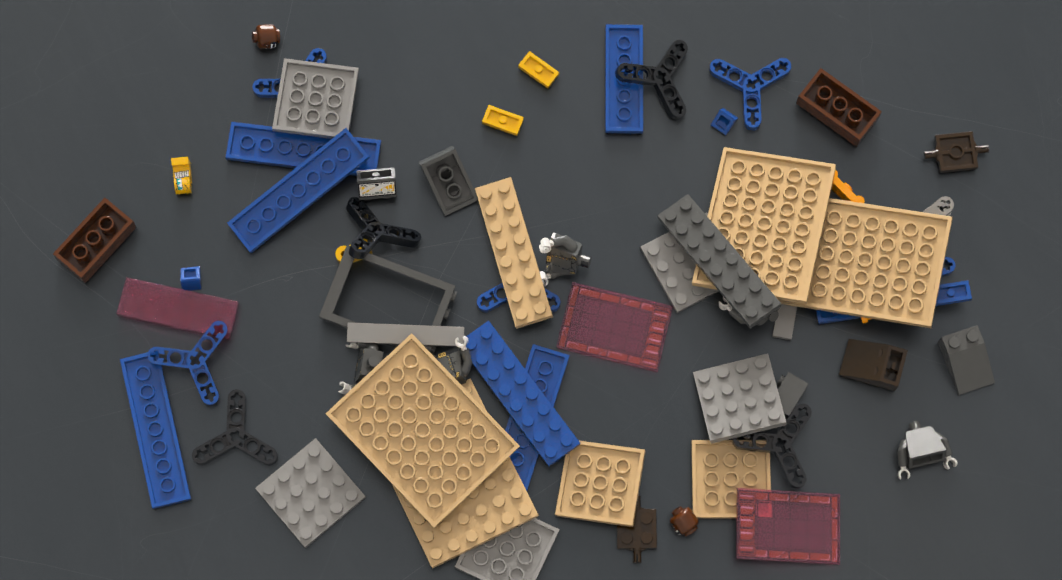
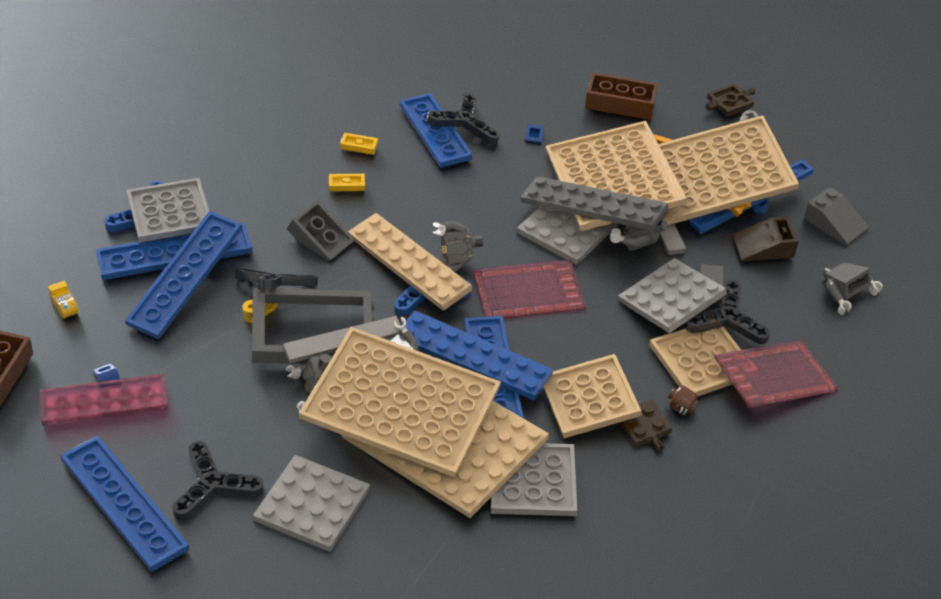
camera: 25 degrees left, 30 degrees down
(186, 361) = (144, 437): blue piece -> none
(266, 36) = (101, 185): reddish brown head -> none
(376, 183) = (256, 250): brick -> none
(742, 83) = (536, 107): blue piece -> none

